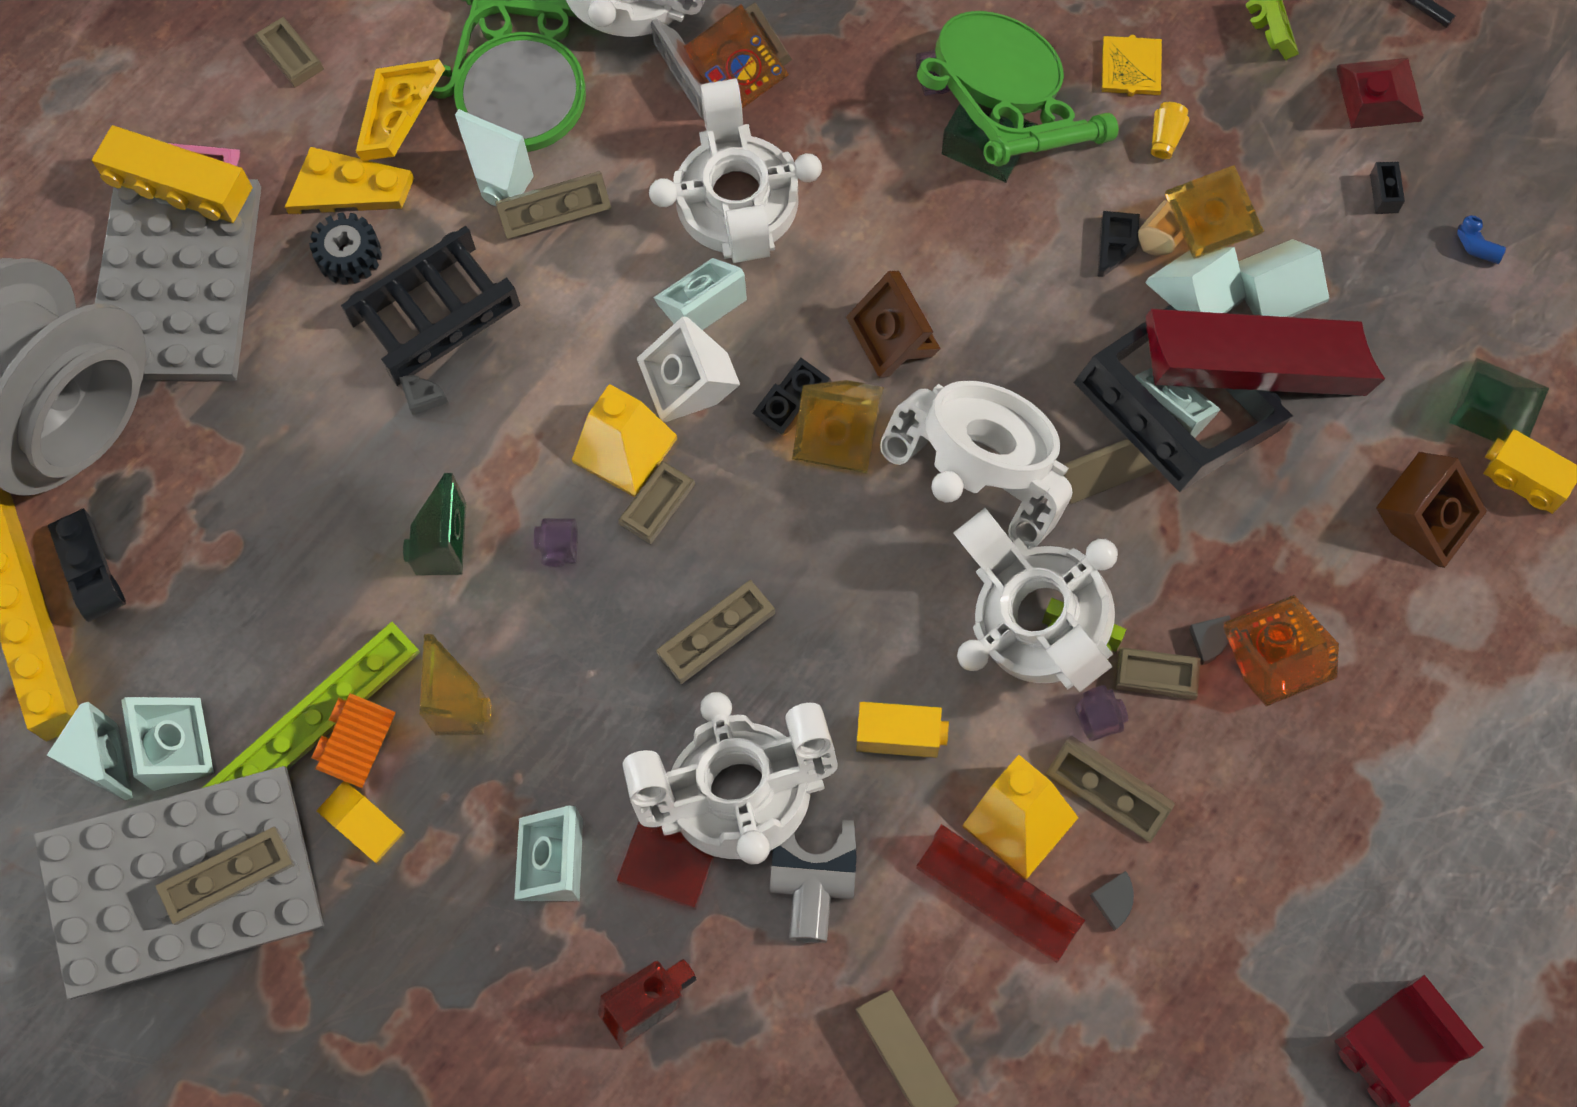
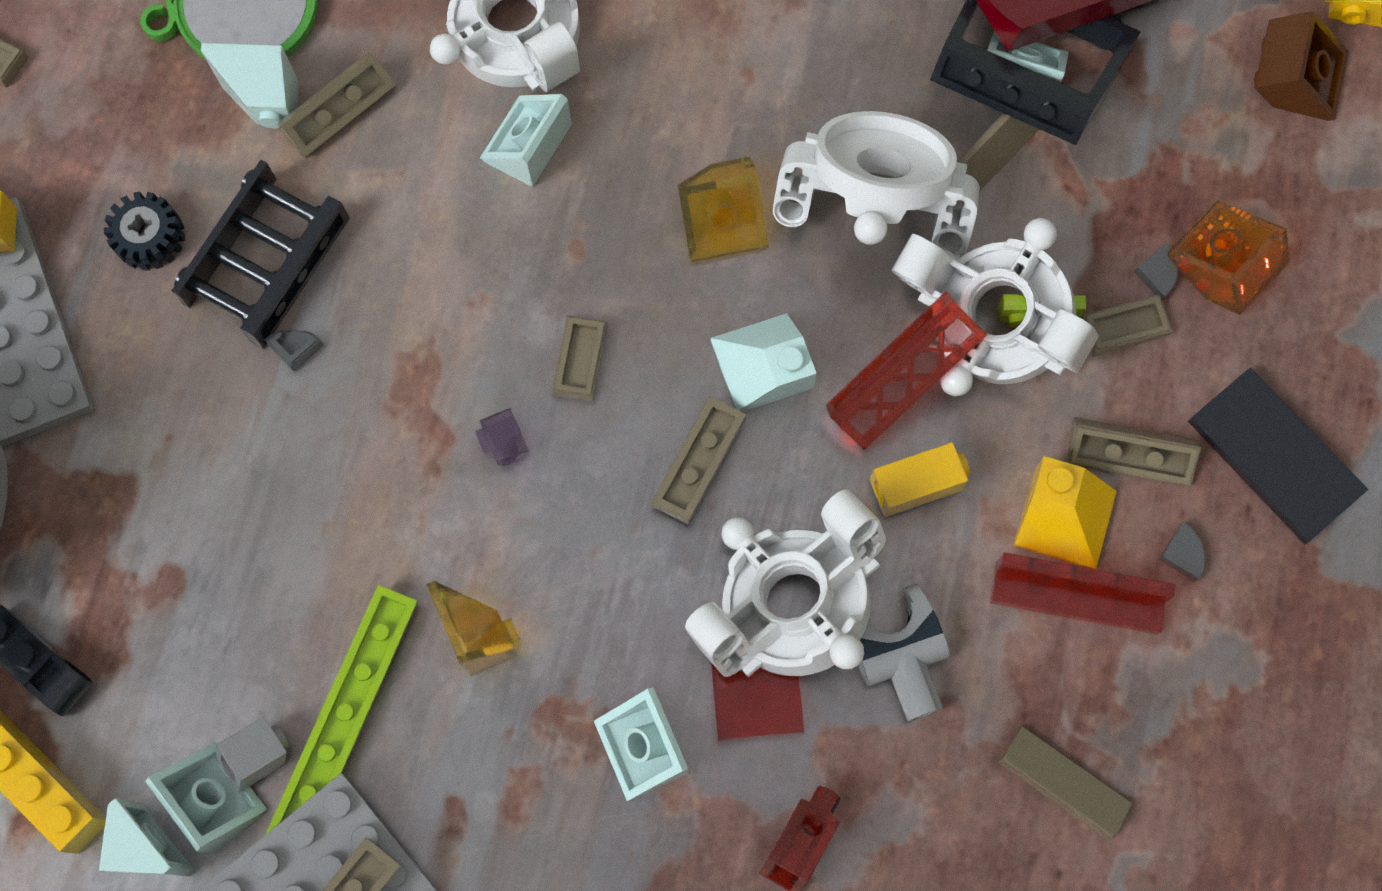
camera: 25 degrees left, 5 degrees up
(221, 718) = (252, 753): none -> light grey brick
(344, 181) = (105, 164): yellow wing -> none
(354, 739) = (398, 717): orange brick -> none
(360, 821) = (438, 792): yellow slope -> none
(394, 105) = (125, 66): yellow wing -> none
(438, 532) = (380, 478): clear green slope -> none
(622, 441) = (520, 312): yellow slope -> none
(686, 371) = (549, 217): white slope -> none
(782, 402) = (661, 206): black slope -> none
(813, 571) = (764, 362): none -> light aqua slope
(891, 325) = (729, 93): reddish brown bracket -> none
(922, 613) = (894, 359): none -> clear red fence
(1101, 713) = (1095, 386): clear purple plate -> none
(1244, 849) = (1278, 455): none -> black tile

